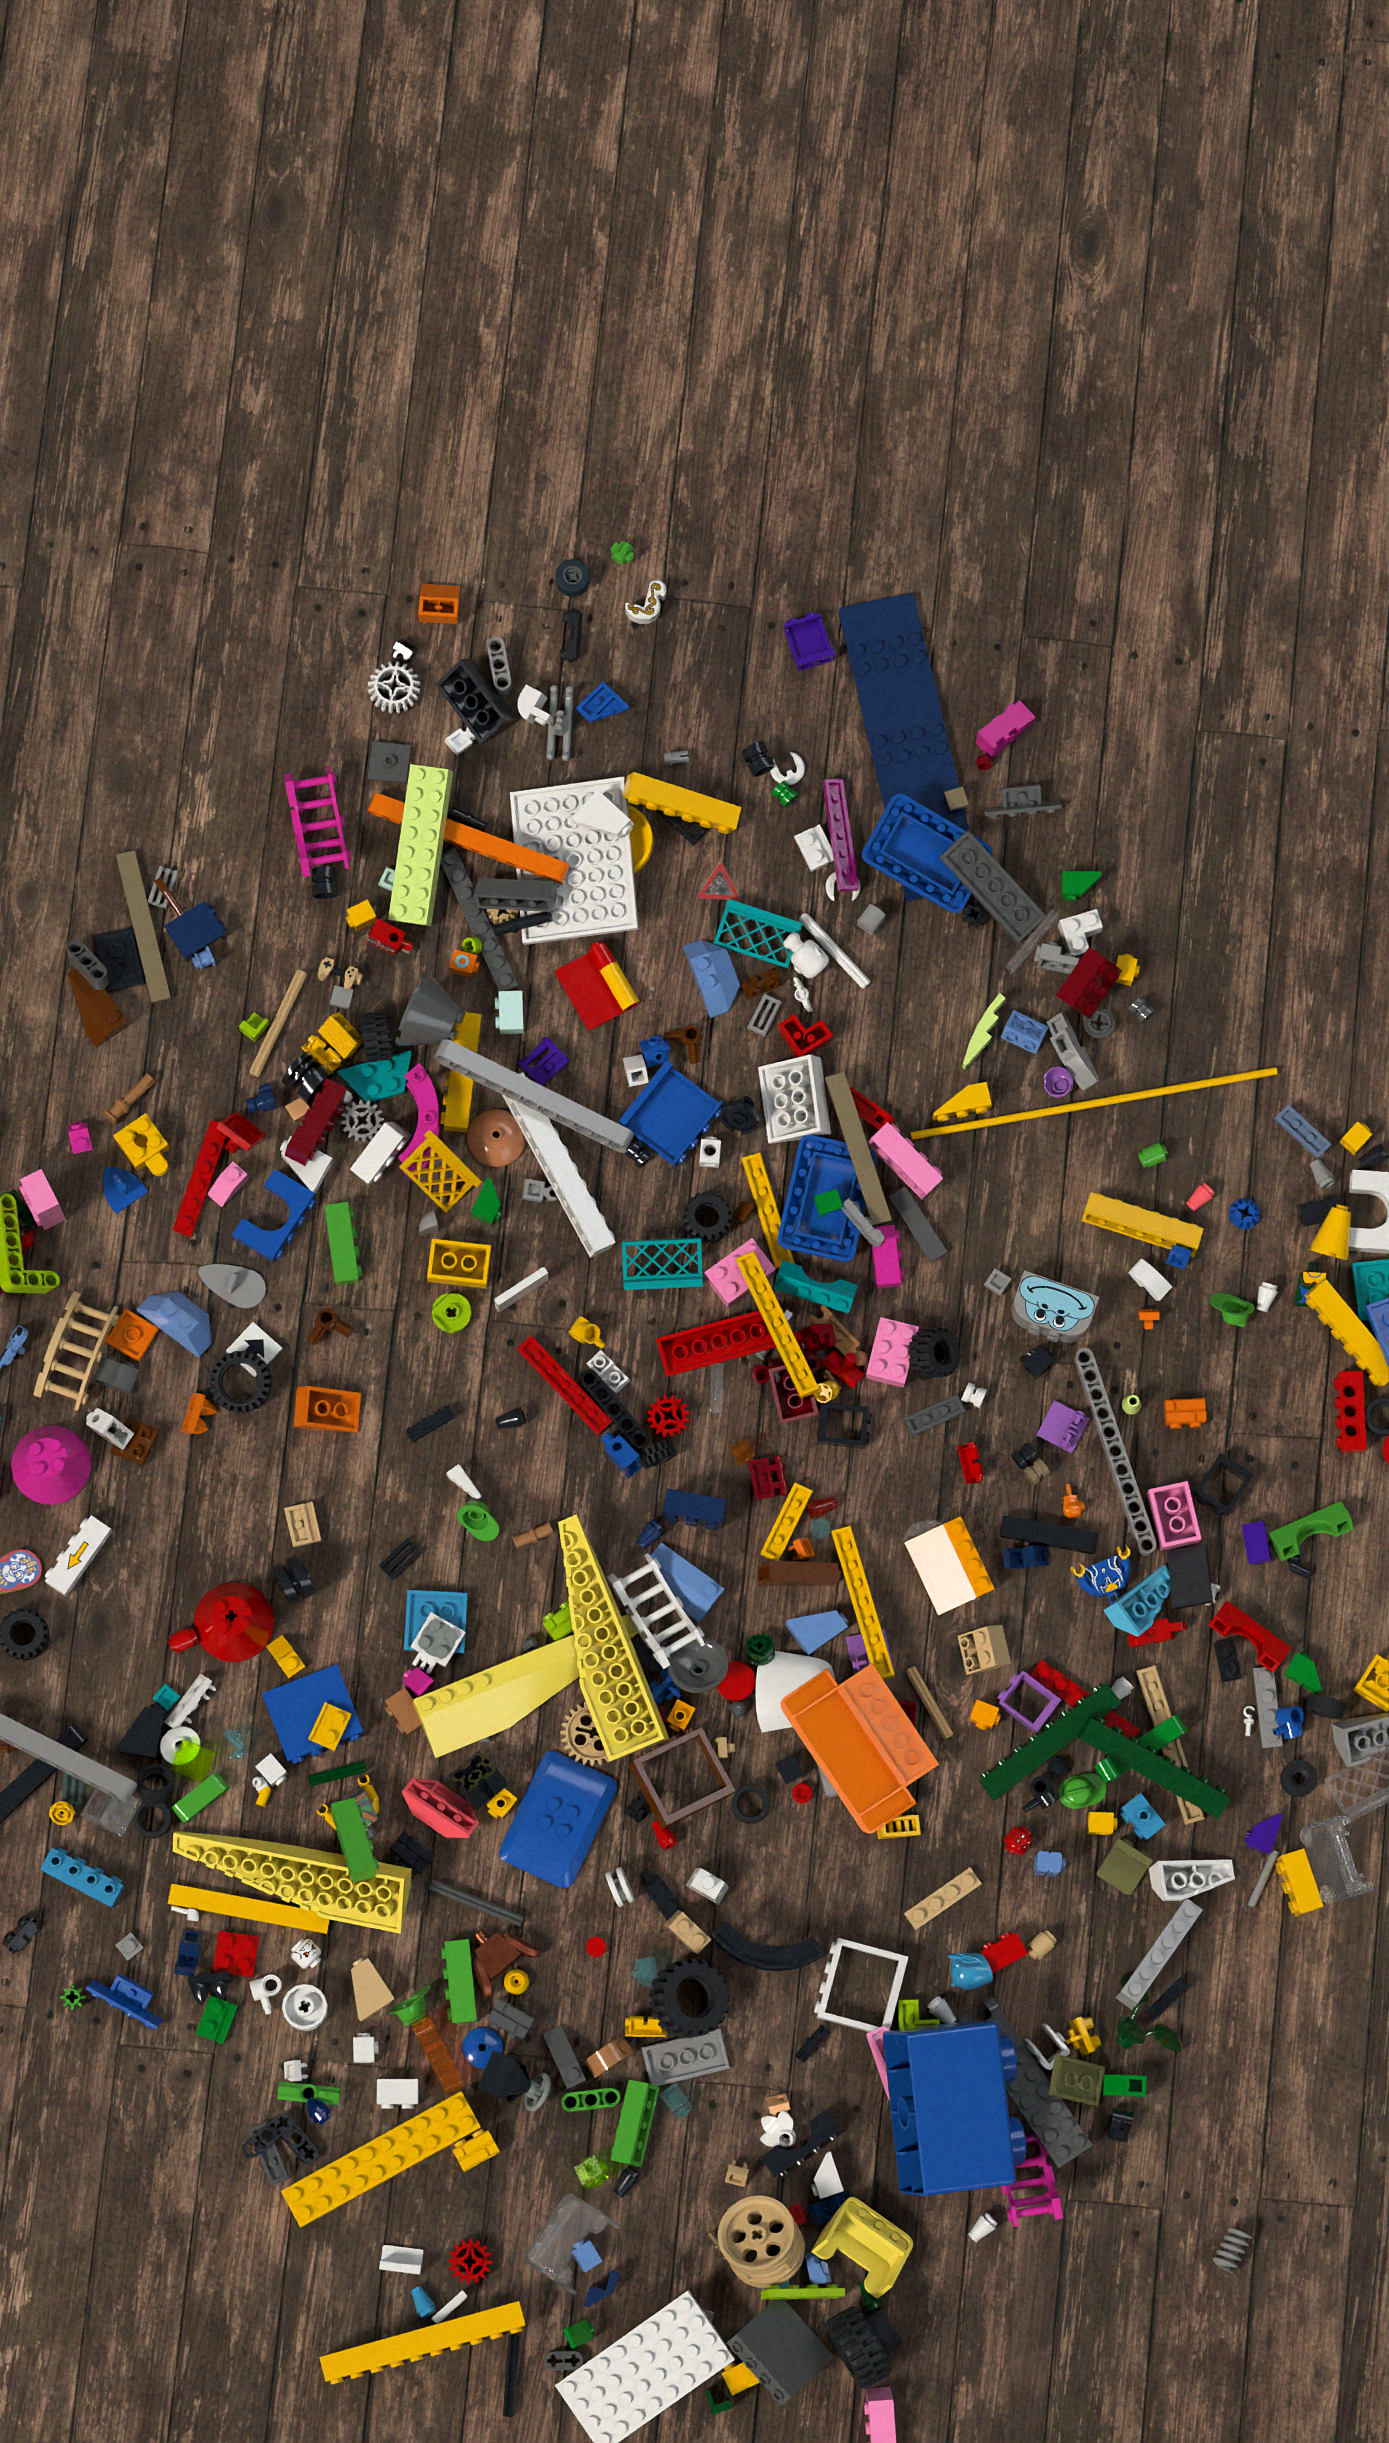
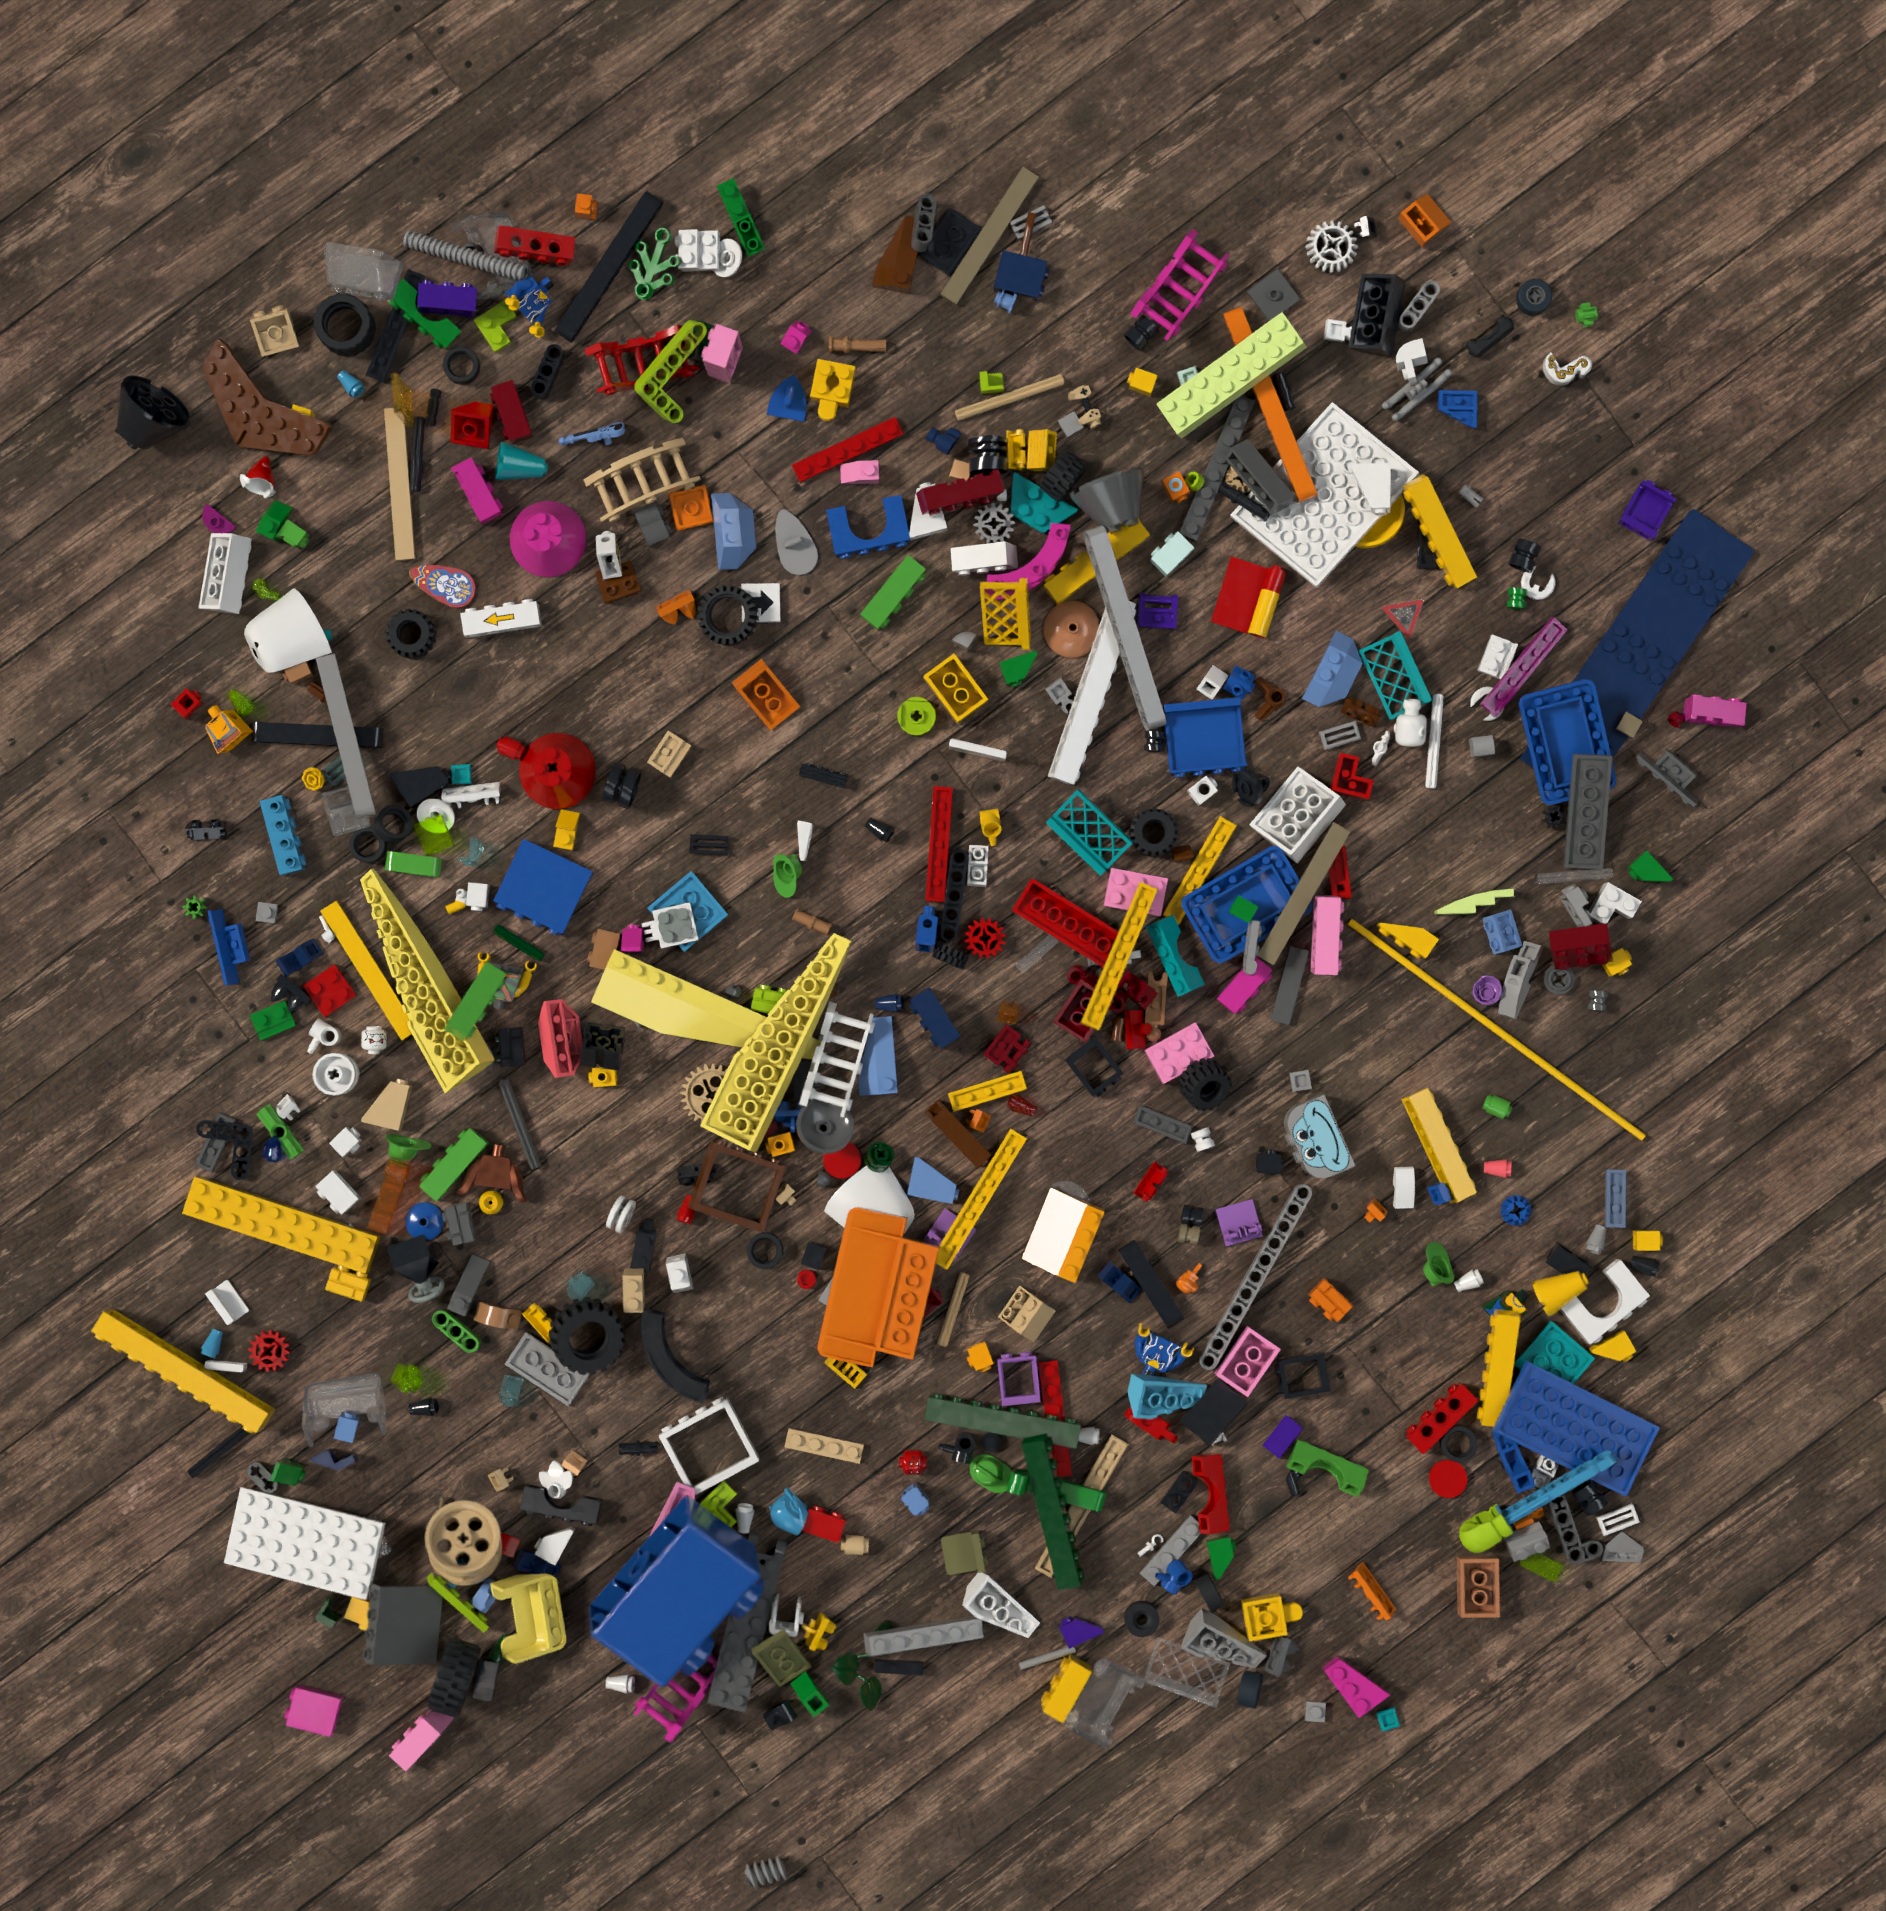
camera: 50 degrees right, 10 degrees up
(240, 1132) = (904, 446): red tile -> none
(321, 1327) = (832, 642): reddish brown axle -> none
(329, 1726) = (543, 908): yellow plate -> none
(380, 936) = (1143, 408): red torso -> none
(558, 1819) = (630, 1125): blue wedge -> none
(595, 1946) = (566, 1235): red tile -> none
(635, 2123) = (468, 1377): bright green brick -> none
(820, 1528) = (1005, 1118): clear light blue tile -> none
(823, 1393) = (1103, 1034): yellow wheel -> none
(1101, 1823) = (980, 1509): yellow brick -> none
(1129, 1408) = (1295, 1256): yellowish green cone -> none
(1142, 1817) = (1011, 1533): dark azure brick -> none

